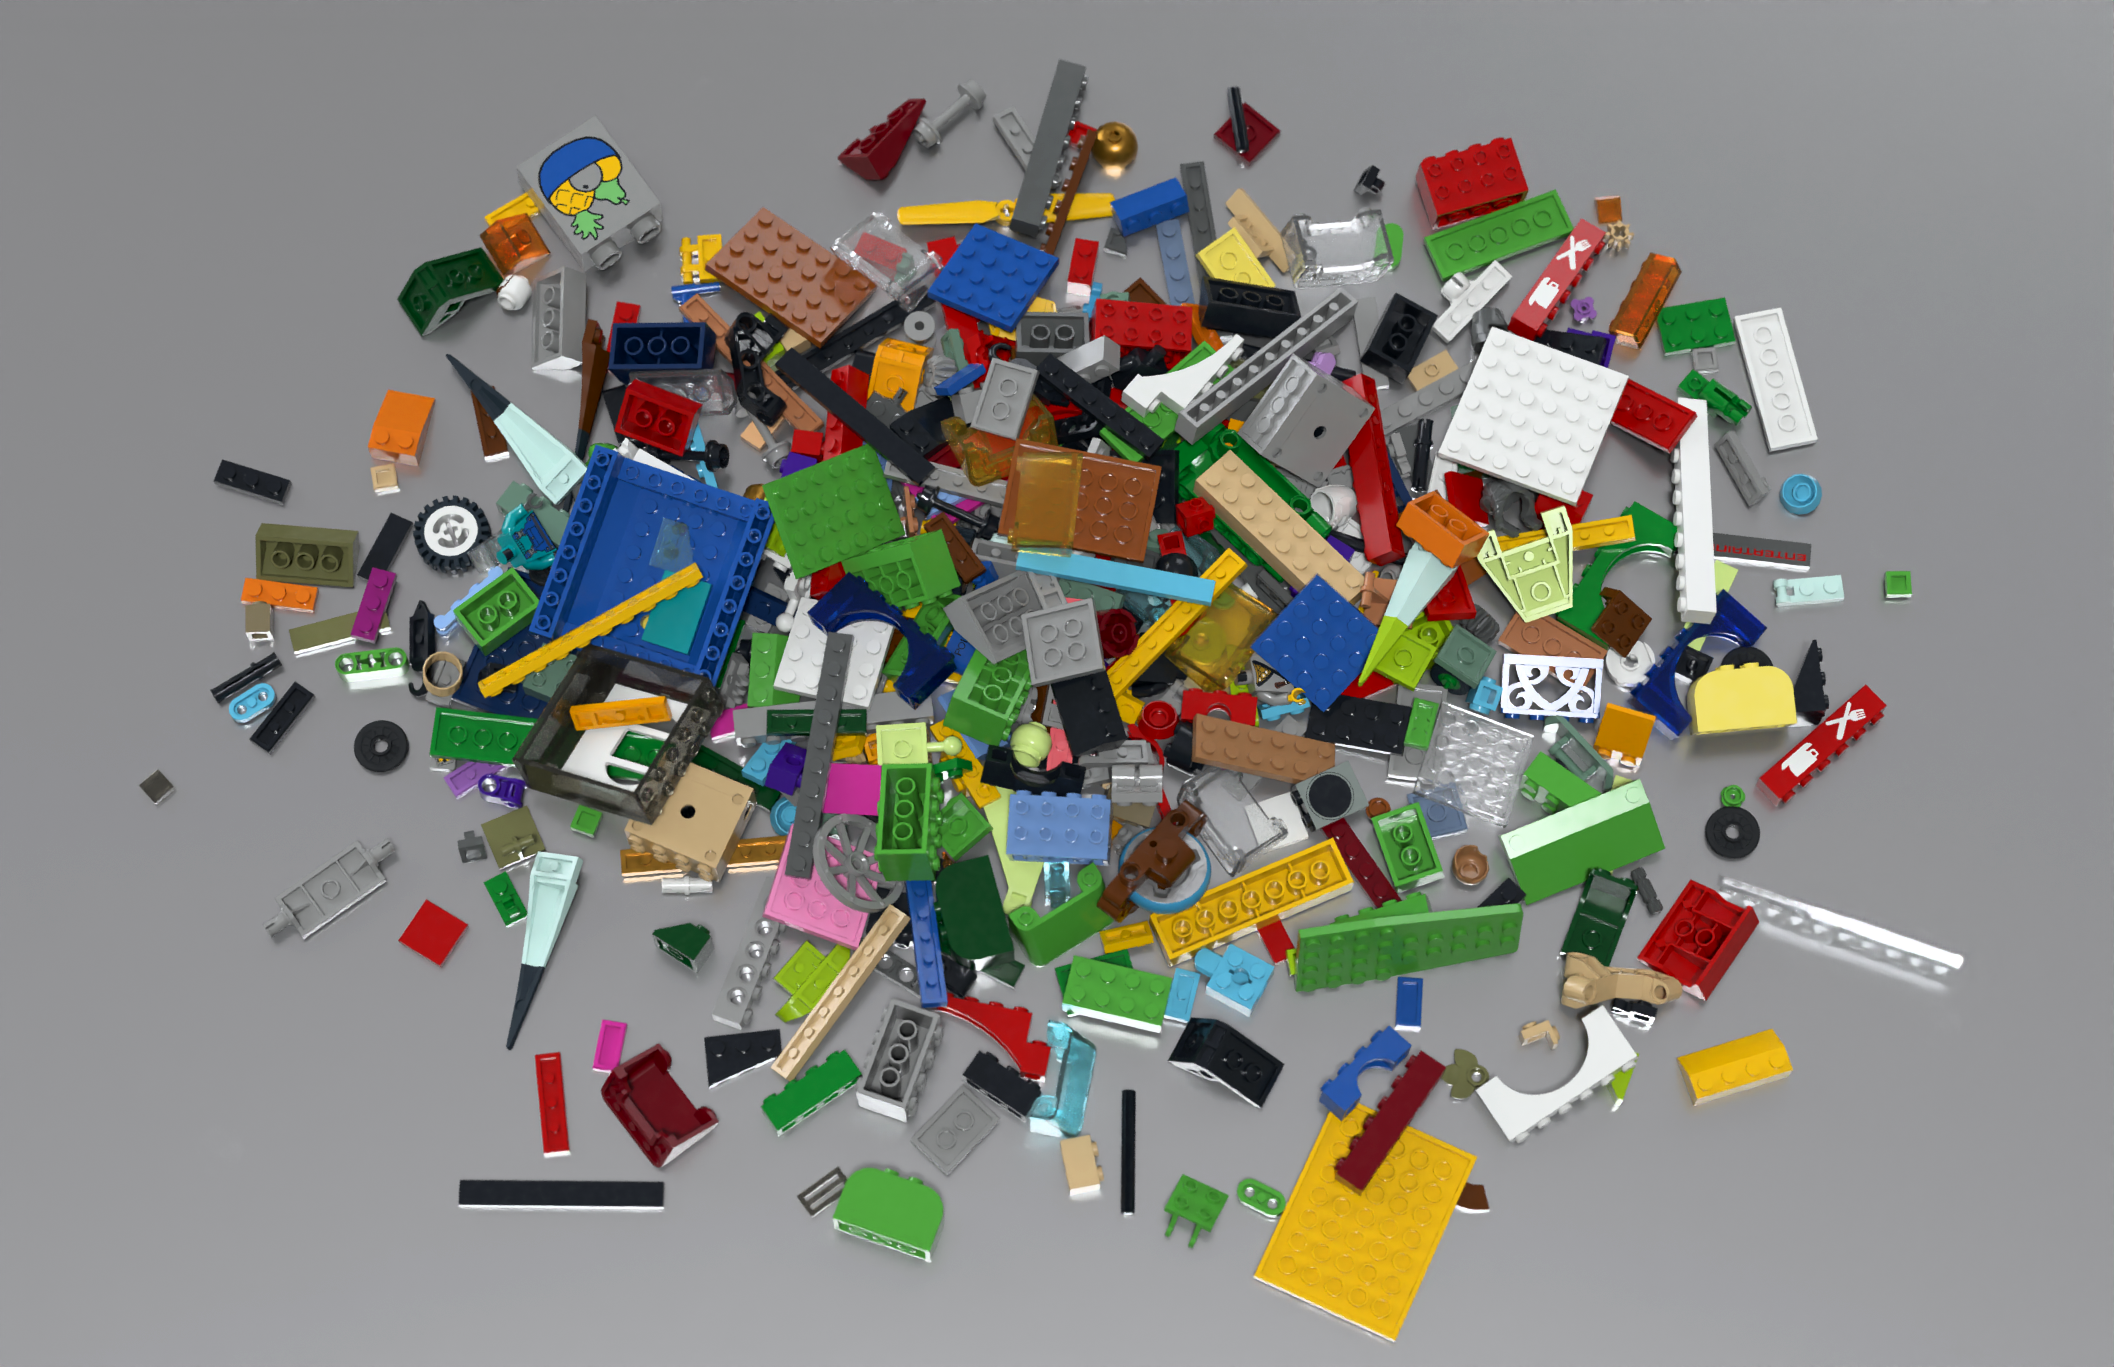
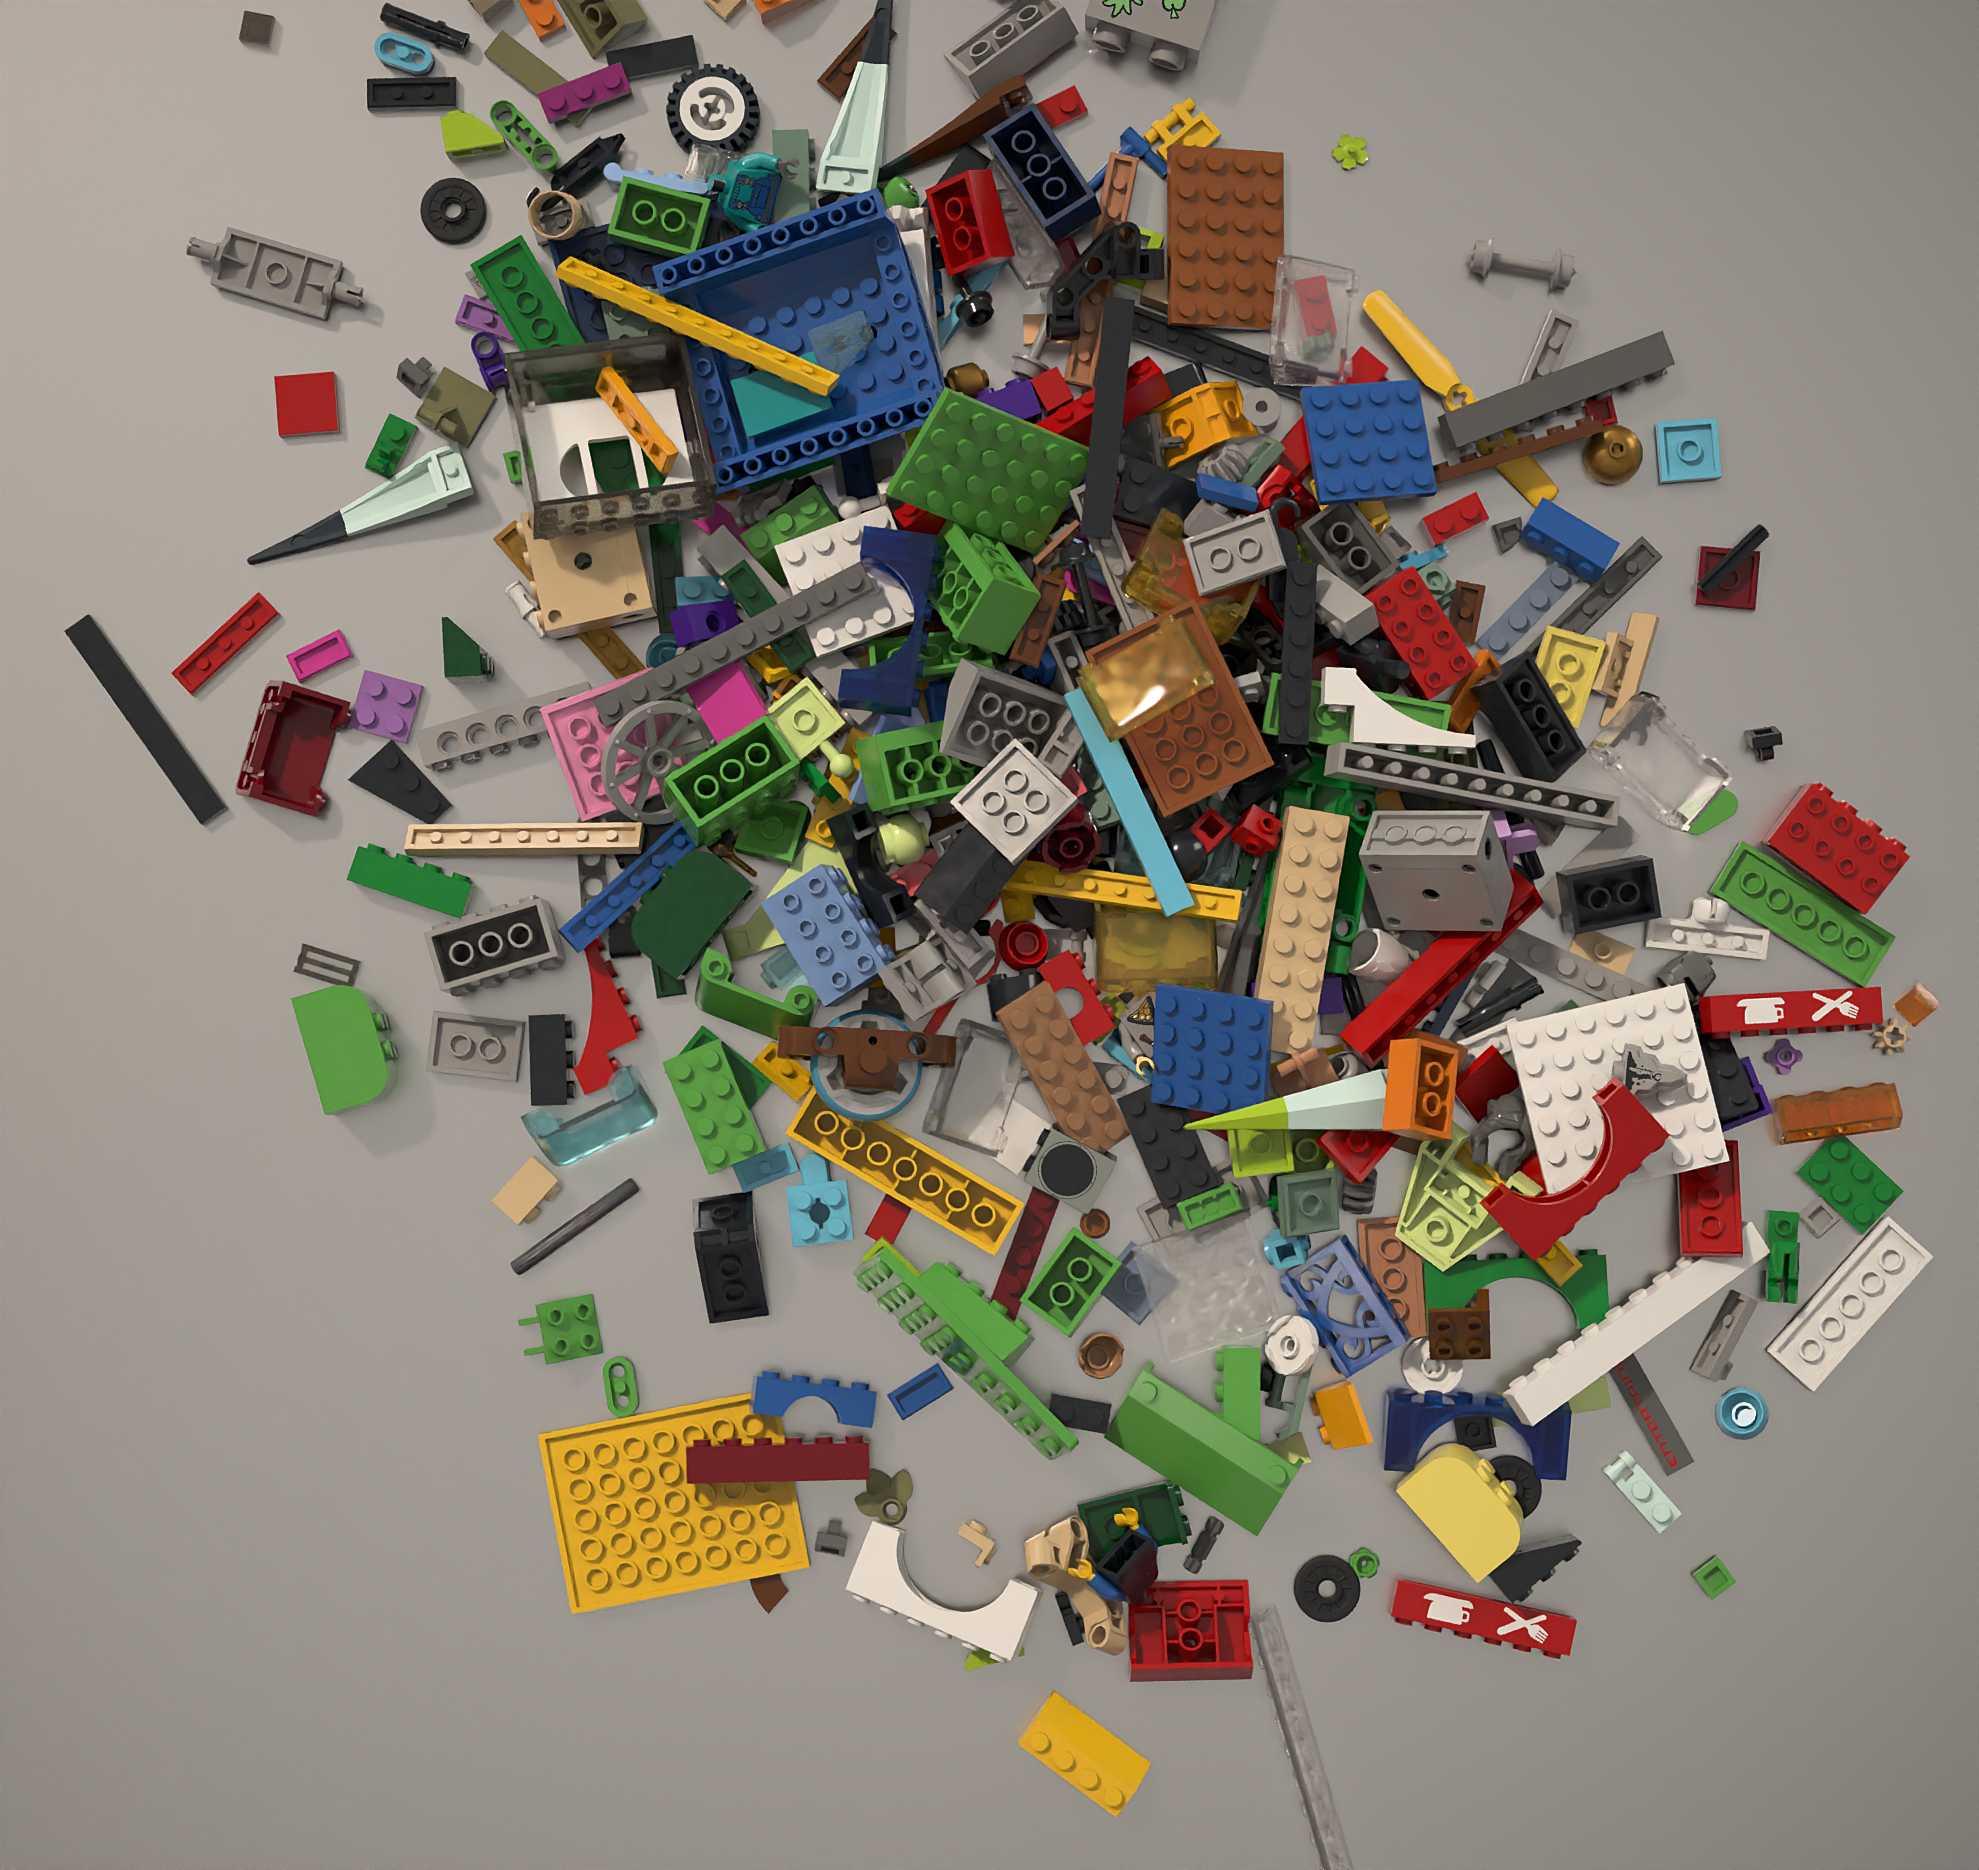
camera: 60 degrees right, 15 degrees up
(341, 698) = (469, 136): none -> lime slope
(678, 1026) = (386, 706): none -> medium lavender plate
(794, 168) = (1350, 151): none -> lime plant
(808, 977) = (521, 796): lime plate -> none
(882, 148) = (1432, 222): dark red wedge -> none
(1146, 99) = (1688, 450): none -> medium azure plate
(1469, 1130) = (831, 1542): none -> dark grey tile
(1534, 387) = (1645, 1074): none -> light grey rock
(1543, 740) = (1292, 1345): none -> white plate
(1570, 422) = (1627, 1140): none -> red arch
(1626, 939) = (1127, 1567): none -> black torso

